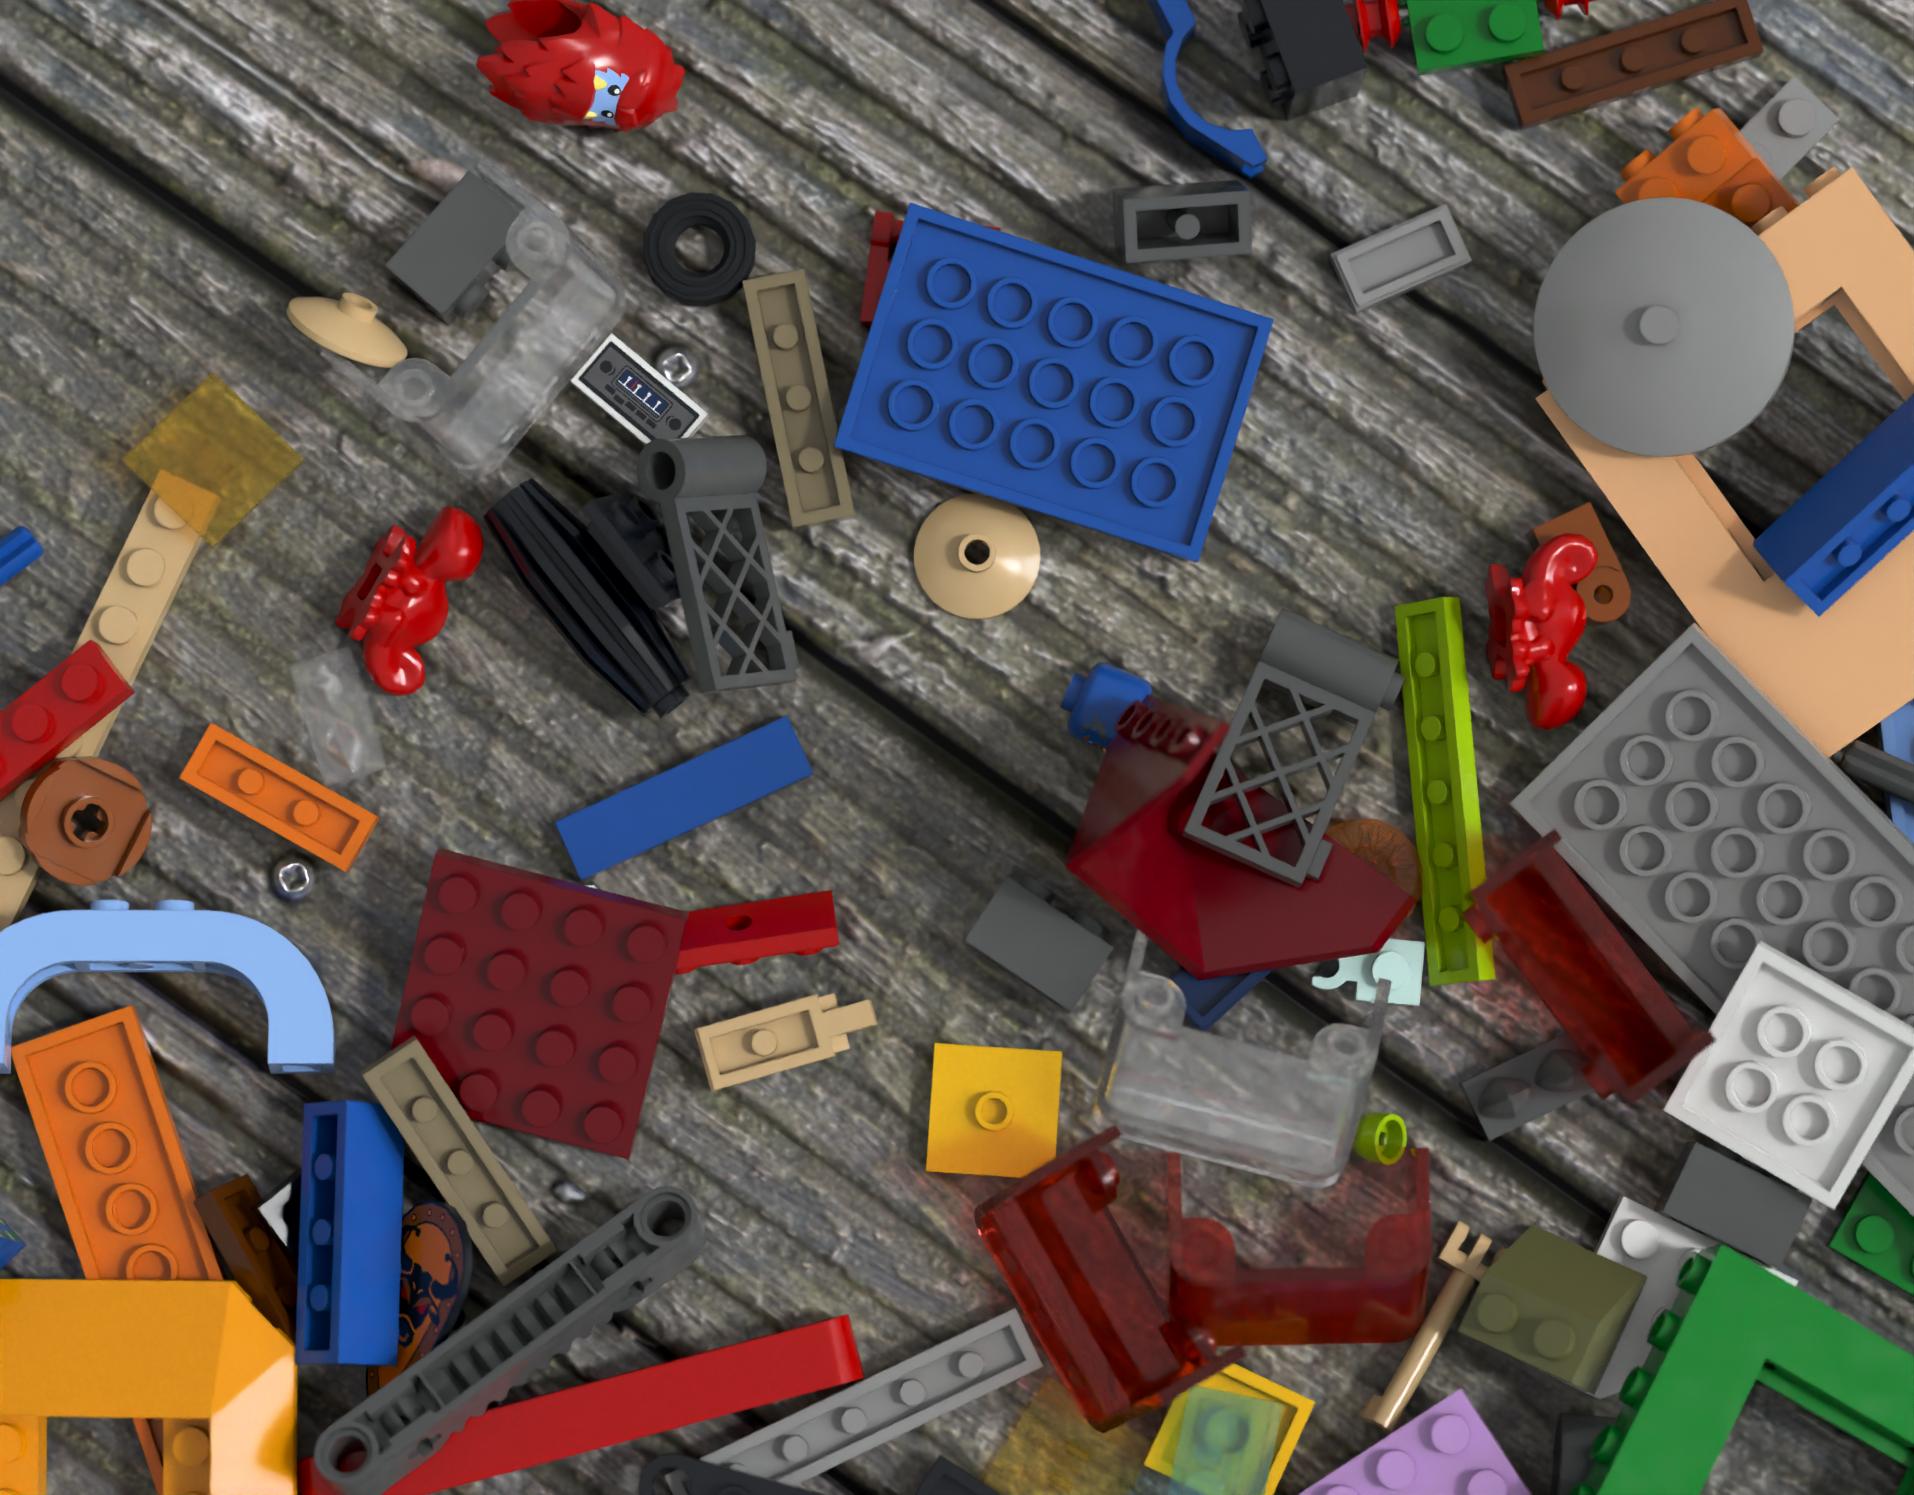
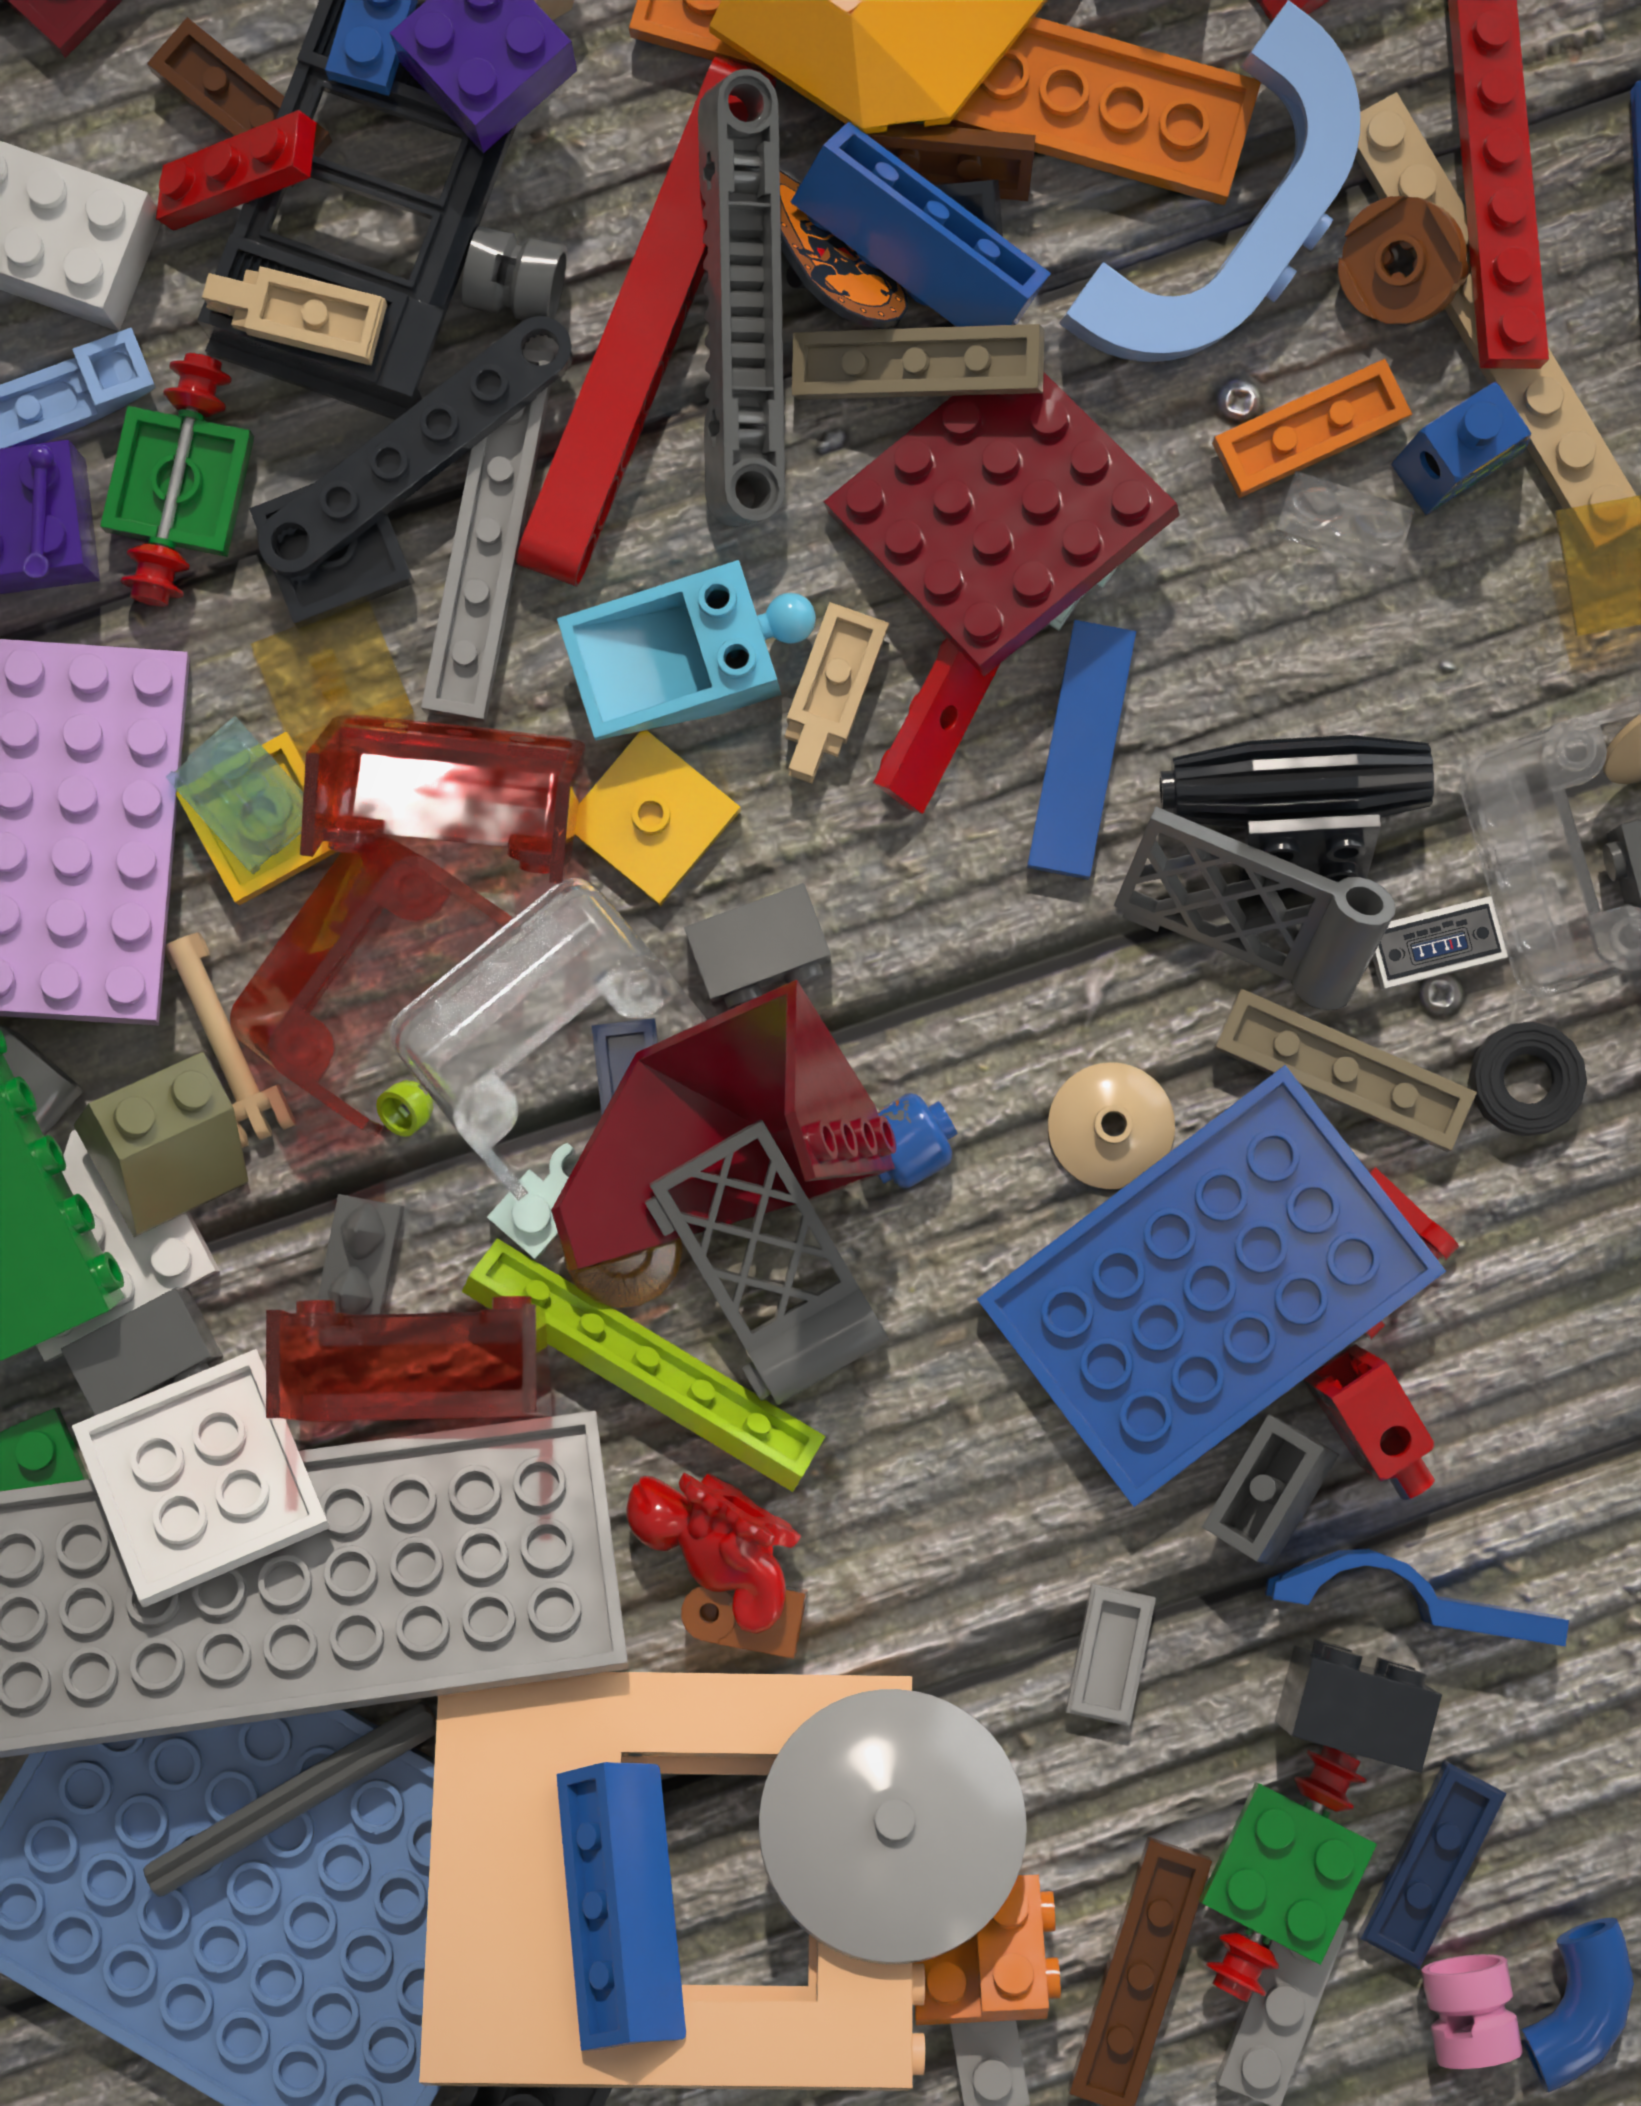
camera: 130 degrees right, 0 degrees up
(214, 660) = (1466, 445): none -> blue torso
(405, 598) = (1402, 637): red animal -> none
(850, 1192) = (664, 651): none -> medium azure slope
(1066, 178) = (1374, 1419): none -> red torso

